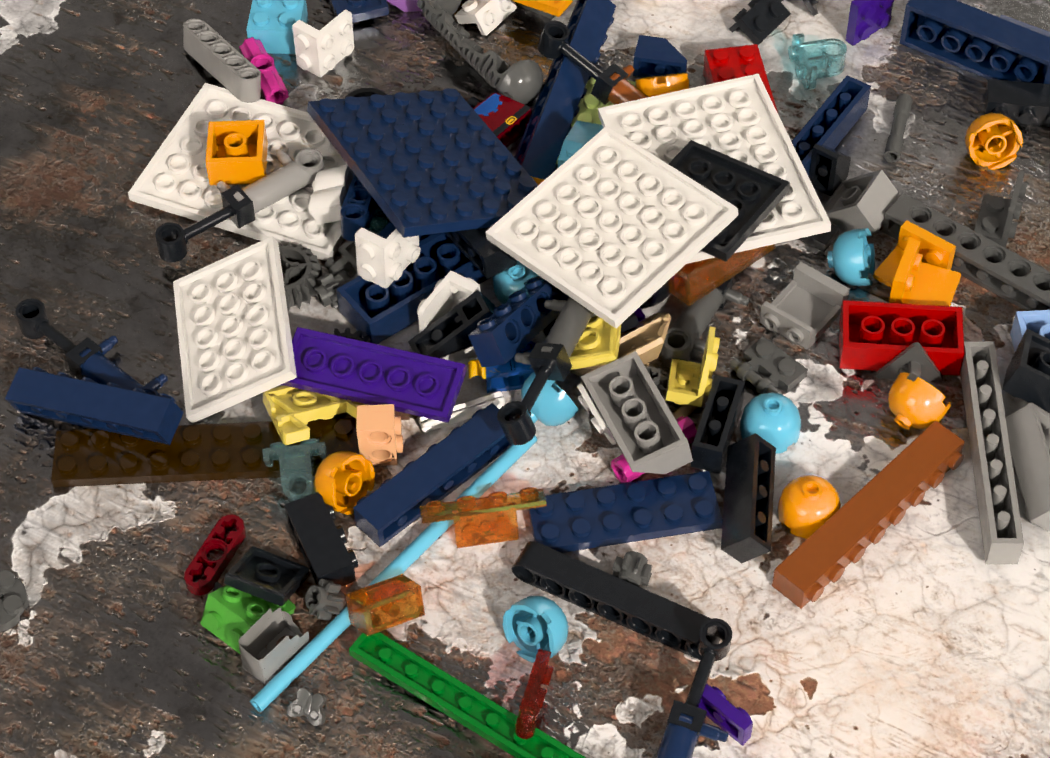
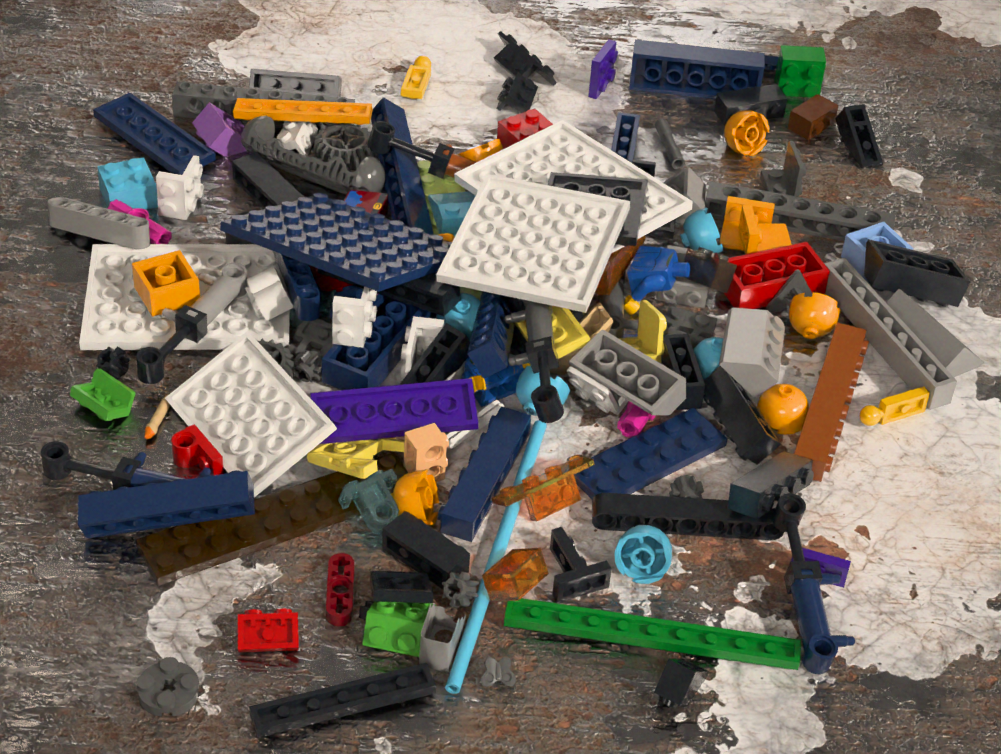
camera: 30 degrees left, 10 degrees down
(115, 577) = (268, 631): none -> red bracket
(116, 262) = (104, 396): none -> bright green bracket
(143, 678) = (342, 700): none -> black plate
(144, 225) = (113, 362): none -> black gear
(156, 301) = (152, 428): none -> tan piece
(163, 350) = (193, 448): none -> red plate
(418, 56) = (262, 181): none -> black brick
(459, 631) = (577, 576): none -> black bracket
(519, 32) = (344, 142): none -> dark grey gear
(534, 695) = (675, 599): clear red plate -> none
(657, 58) = (461, 136): dark blue slope -> none
(720, 595) = (763, 486): none -> black brick
(755, 292) = (652, 271): none -> blue torso
(808, 422) = (752, 348): none -> light grey slope
(816, 59) = (580, 110): clear light blue pin -> none
(822, 308) = (710, 270): none -> clear smoke brick
(942, 548) = (896, 407): none -> yellow plate

